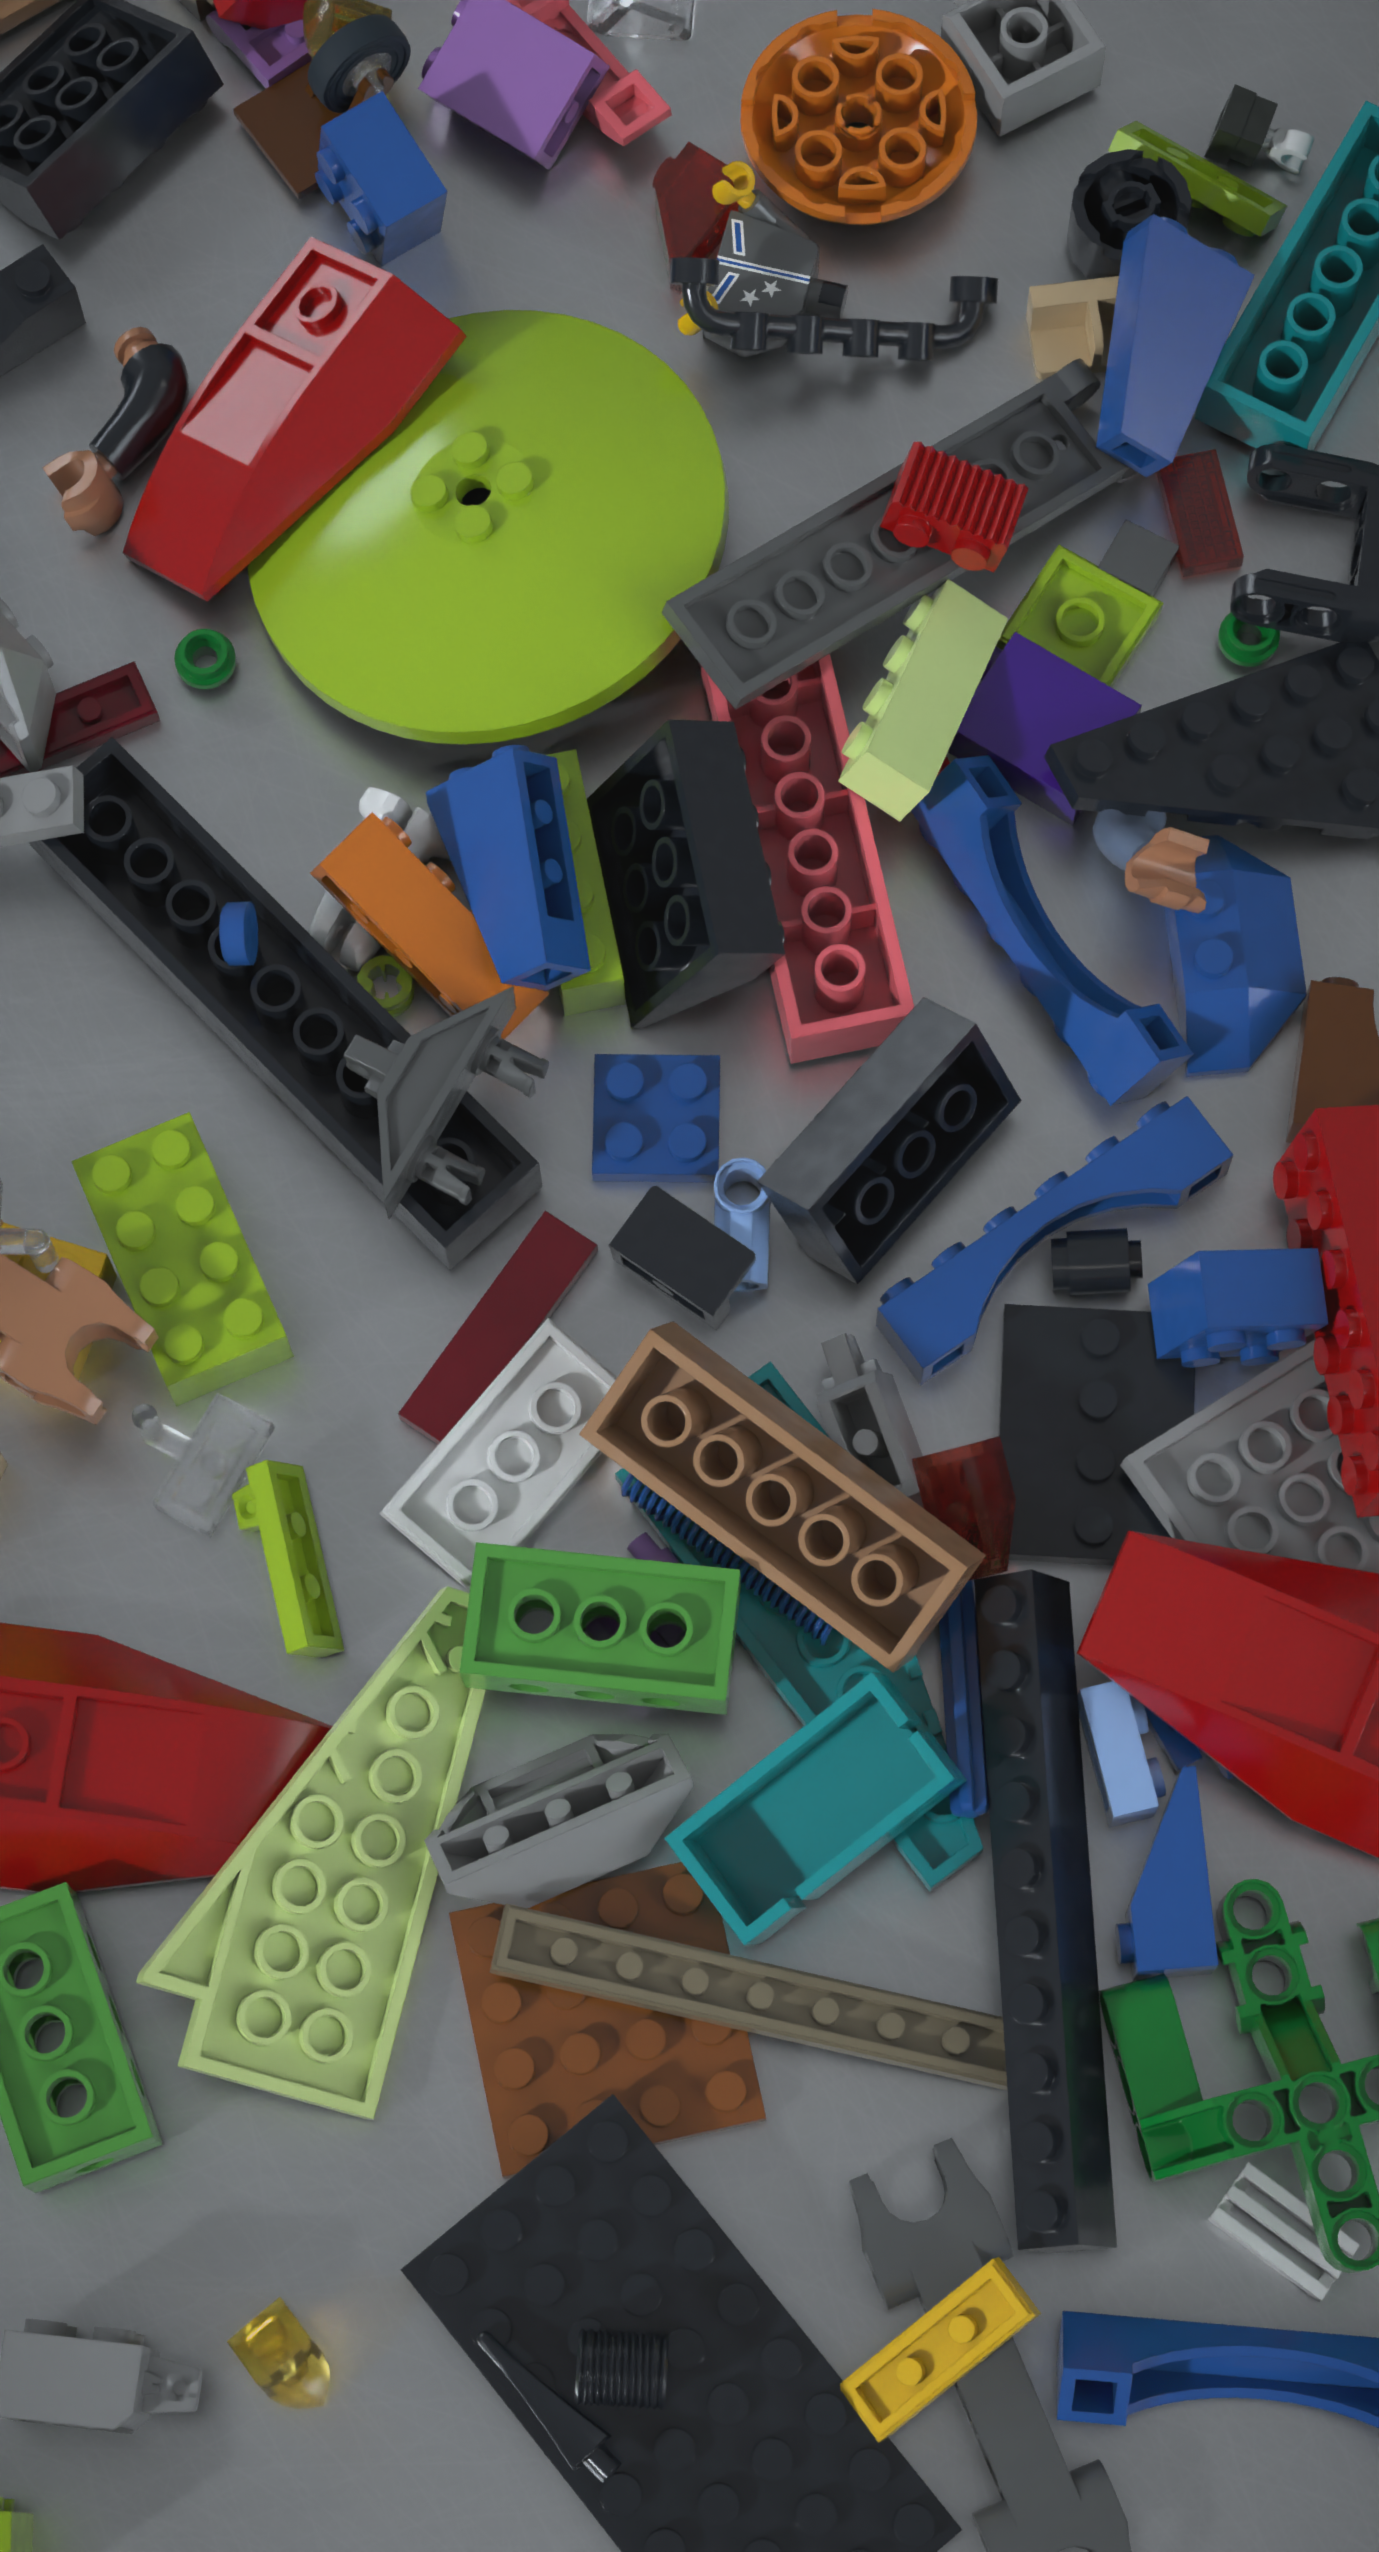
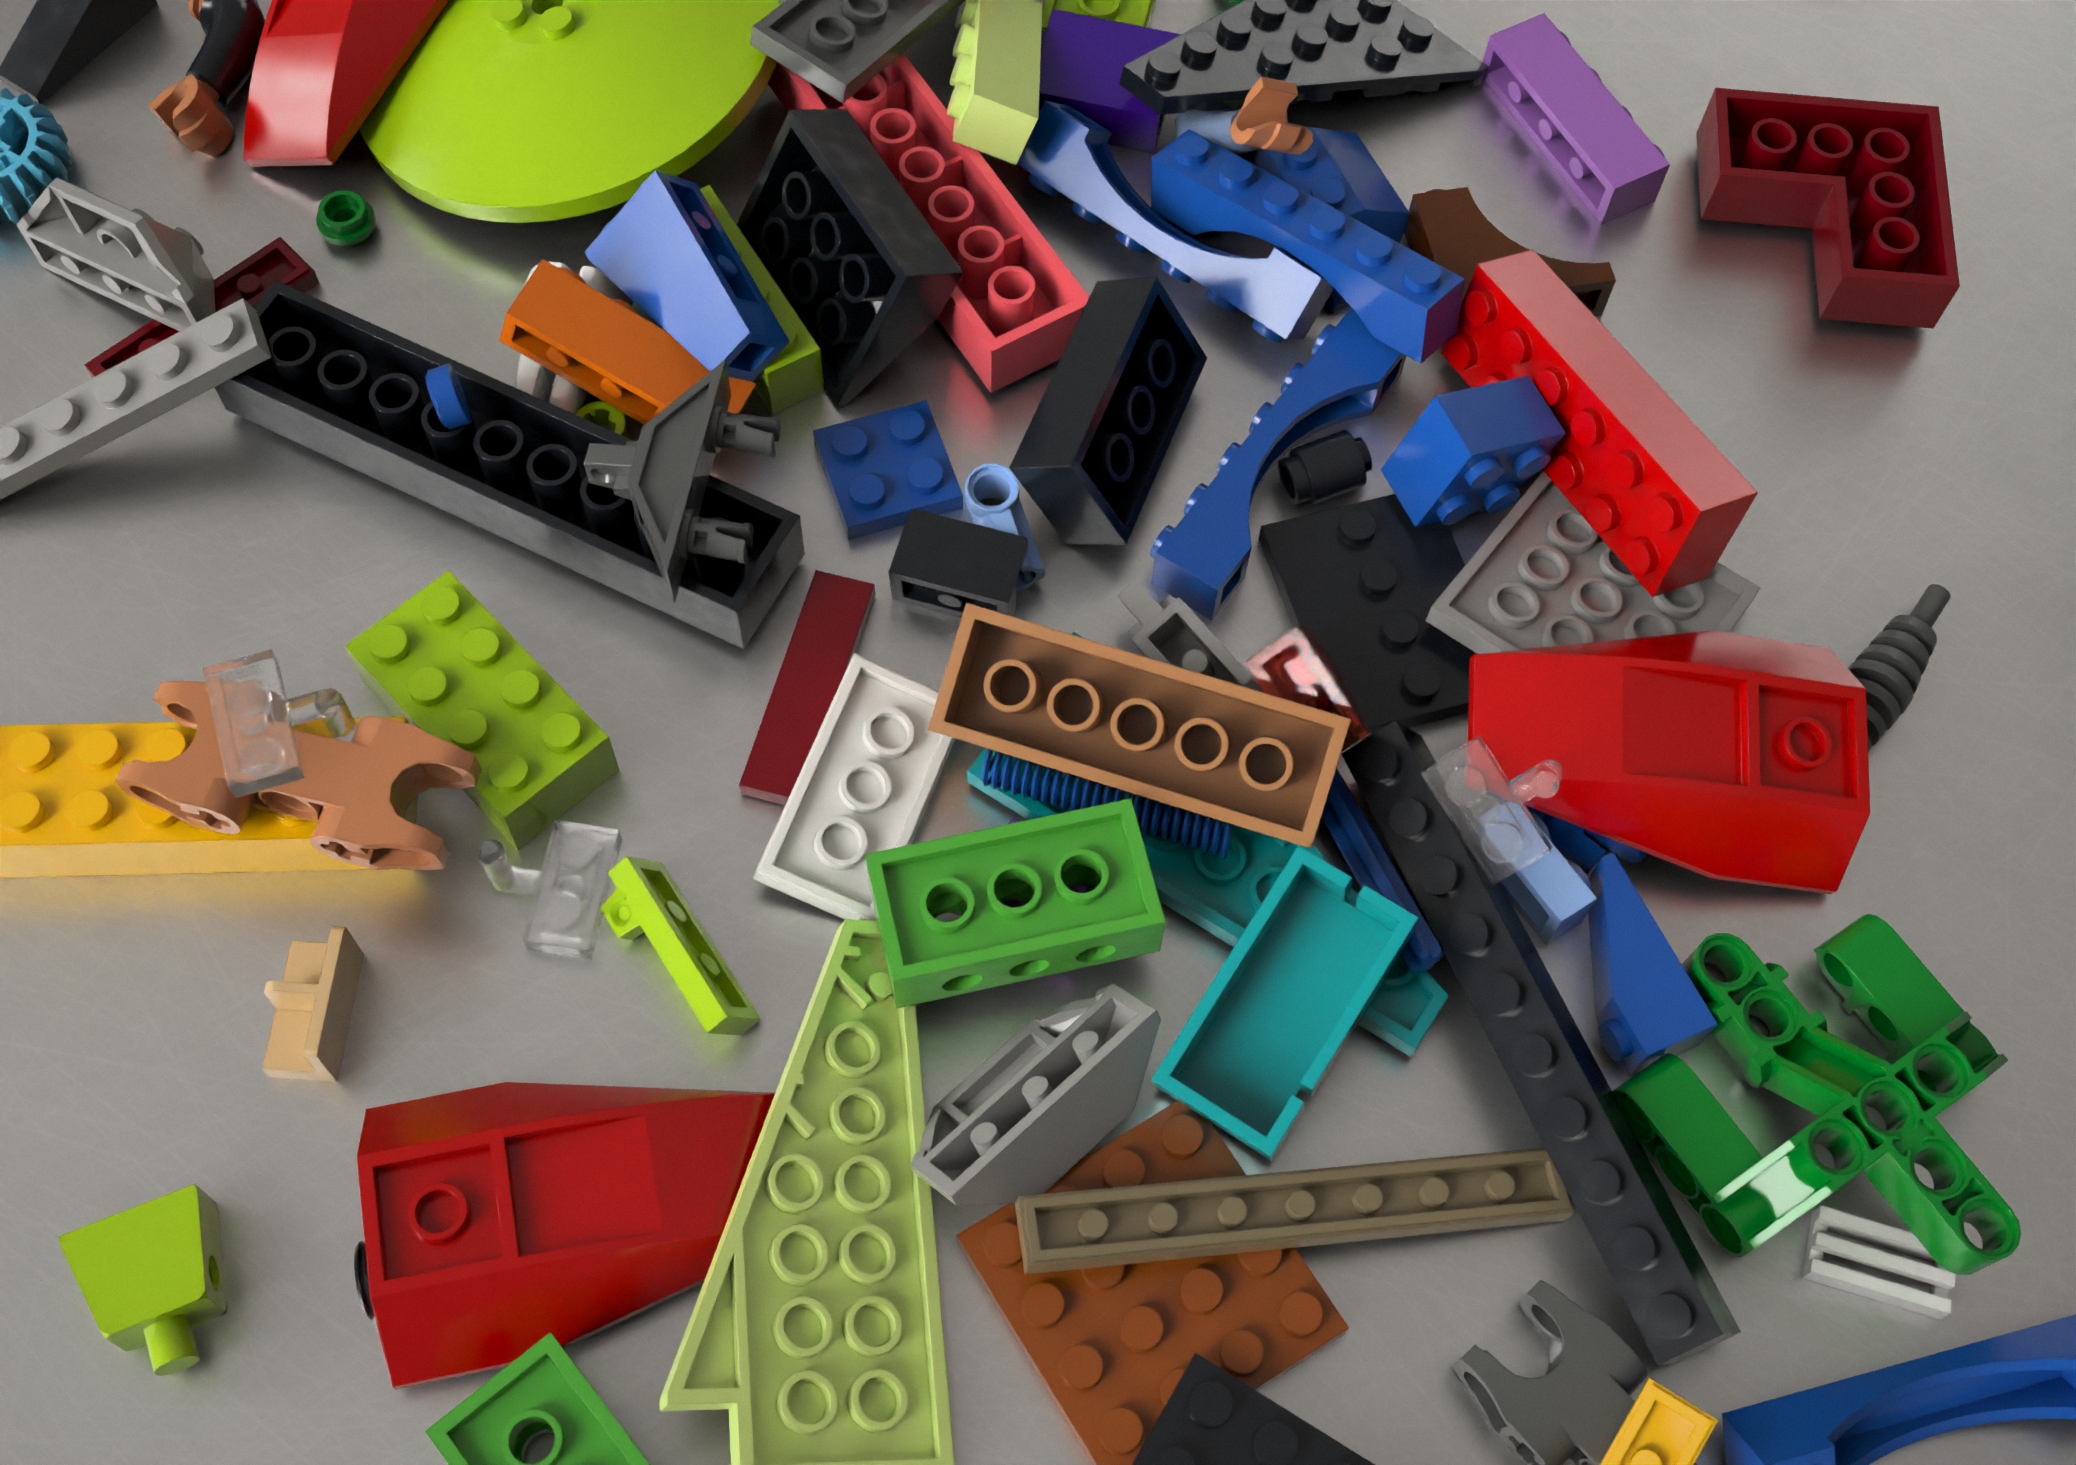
camera: 25 degrees left, 10 degrees down
(1083, 1690) = (1491, 808): none -> clear plate
(1216, 1081) = (1390, 287): none -> blue arch

